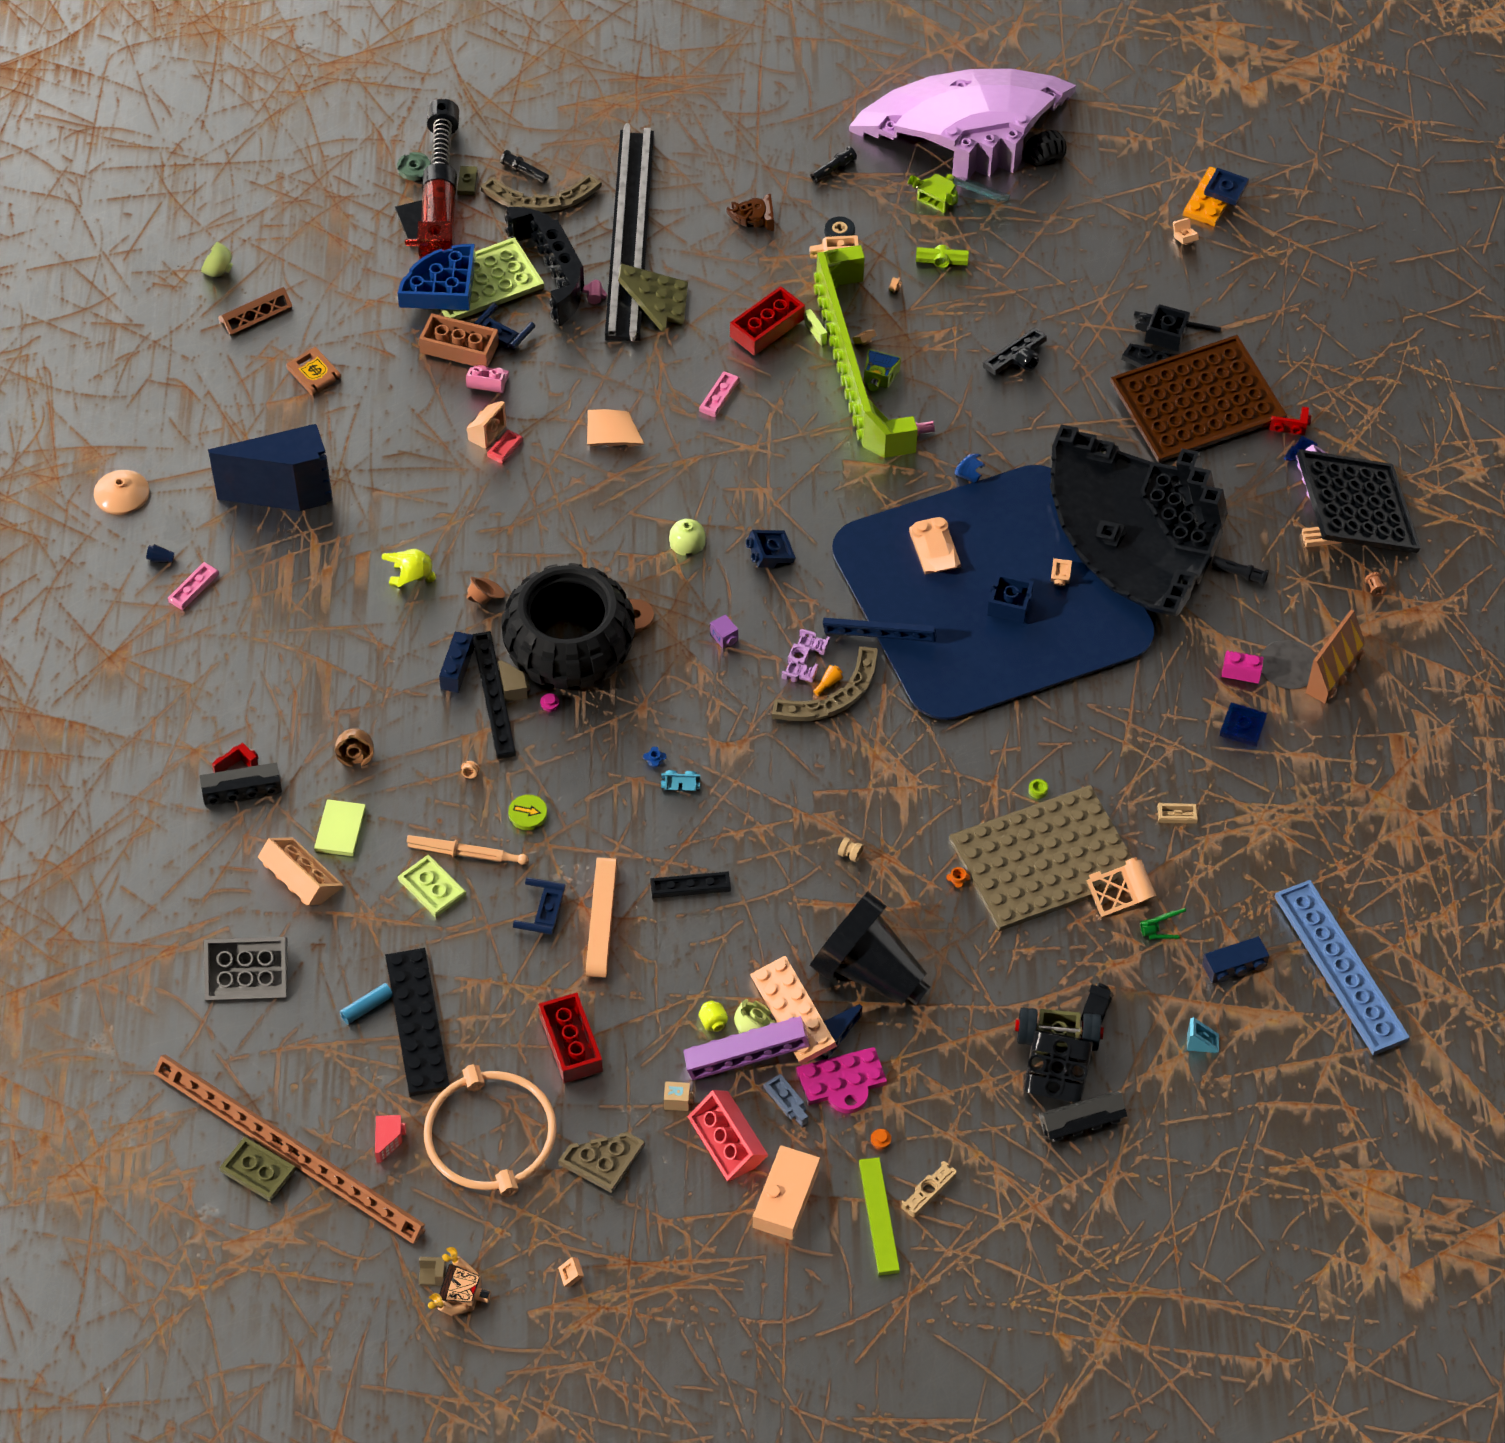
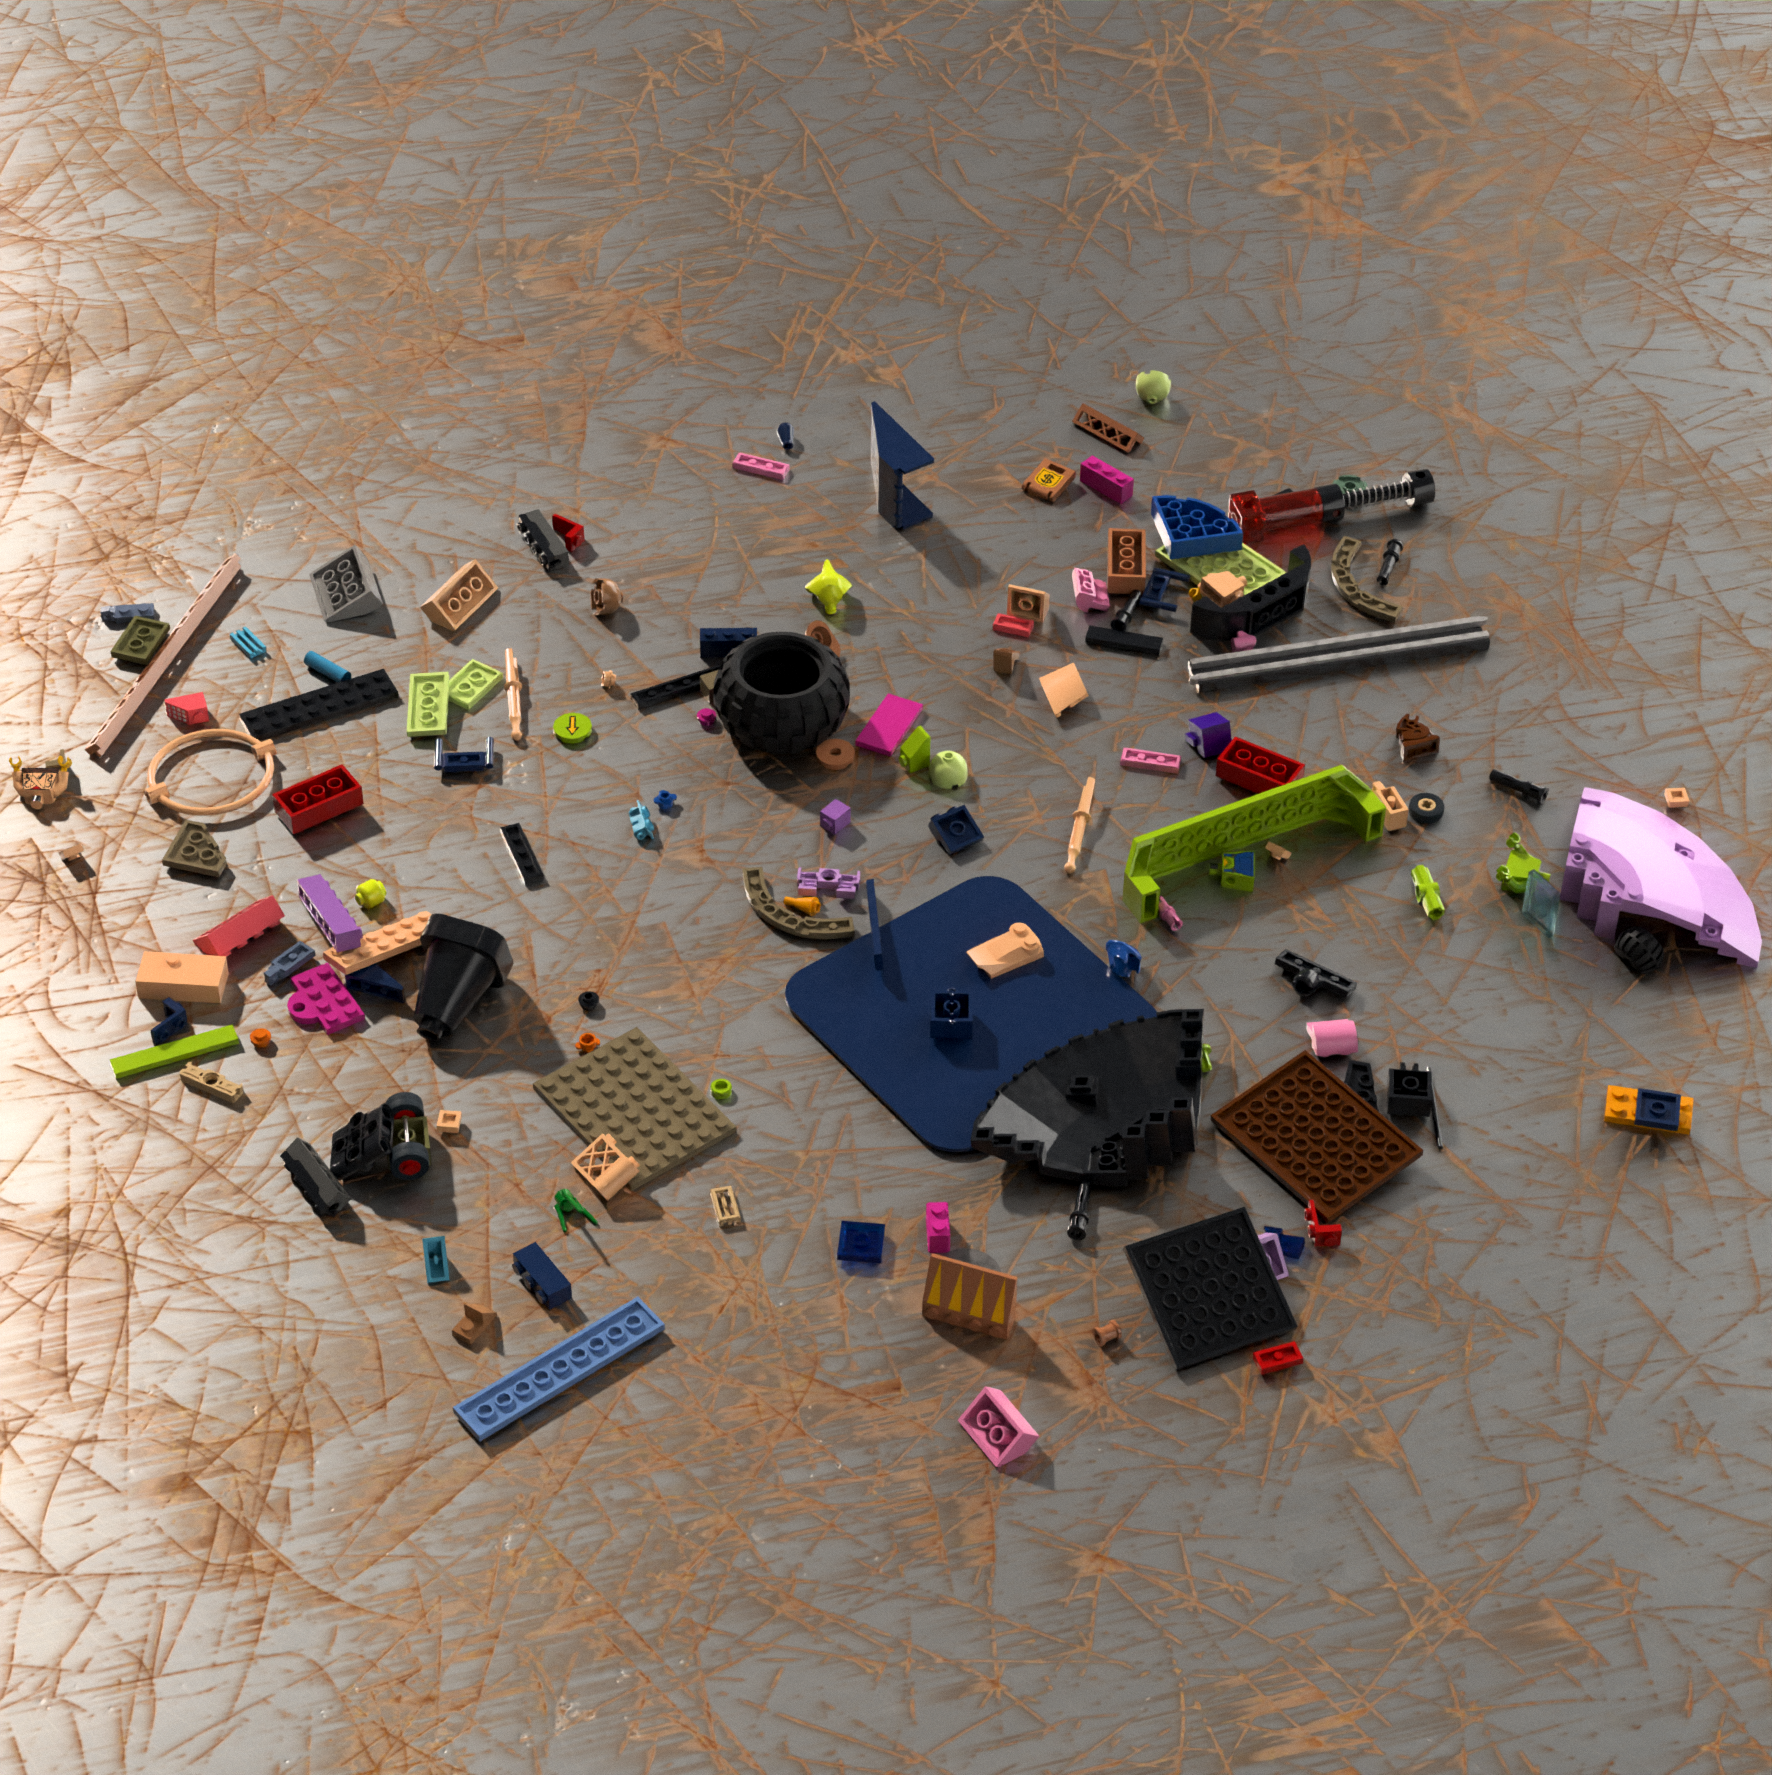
camera: 75 degrees right, 10 degrees down
(121, 492) = (852, 400): light nougat dish -> none
(205, 1175) = (125, 613): none -> sand blue hinge
(294, 1067) = (250, 640): none -> medium azure tile
(334, 327) = (1106, 479): none -> dark pink brick
(340, 828) = (517, 613): yellowish green tile -> none
(458, 922) = (428, 704): none -> yellowish green plate
(467, 180) = (1352, 529): olive plate -> none
(525, 362) = (1124, 615): none -> black pin
(530, 283) = (1220, 588): none -> light nougat torso
(555, 373) = (1124, 640): none -> black tile
(557, 458) = (1004, 660): none -> medium nougat slope
(601, 917) = (463, 797): light nougat beam -> none
(616, 566) = (889, 725): none -> dark pink tile
(658, 295) = (1257, 684): olive wing -> none
(663, 550) = (916, 751): none -> lime slope
(677, 1096) = (274, 883): tan brick -> none
(710, 342) = (1209, 733): none -> dark purple plate
(752, 1016) = (369, 913): yellowish green cylinder -> none
(787, 460) = (1080, 818): none -> light nougat piece
(833, 1204) = (175, 1021): none -> dark blue bracket
(850, 849) = (594, 955): tan wheel -> none
(879, 75) = (1676, 797): none -> light nougat plate
(895, 285) = (1367, 862): light nougat plate -> none
(903, 870) = (588, 1000): none -> black plate
(1031, 999) = (449, 1121): none -> light nougat plate
(1061, 572) = (1008, 1053): light nougat bracket -> none
(1091, 358) = (1333, 1037): none -> bright pink brick
(1098, 1000) = (455, 1169): black pin -> none
(1183, 231) = (1573, 1090): light nougat bracket -> none
(1271, 1020) = (473, 1323): none -> medium nougat slope
(1420, 484) = (1278, 1358): none -> red plate
(1461, 677) = (997, 1427): none -> bright pink slope

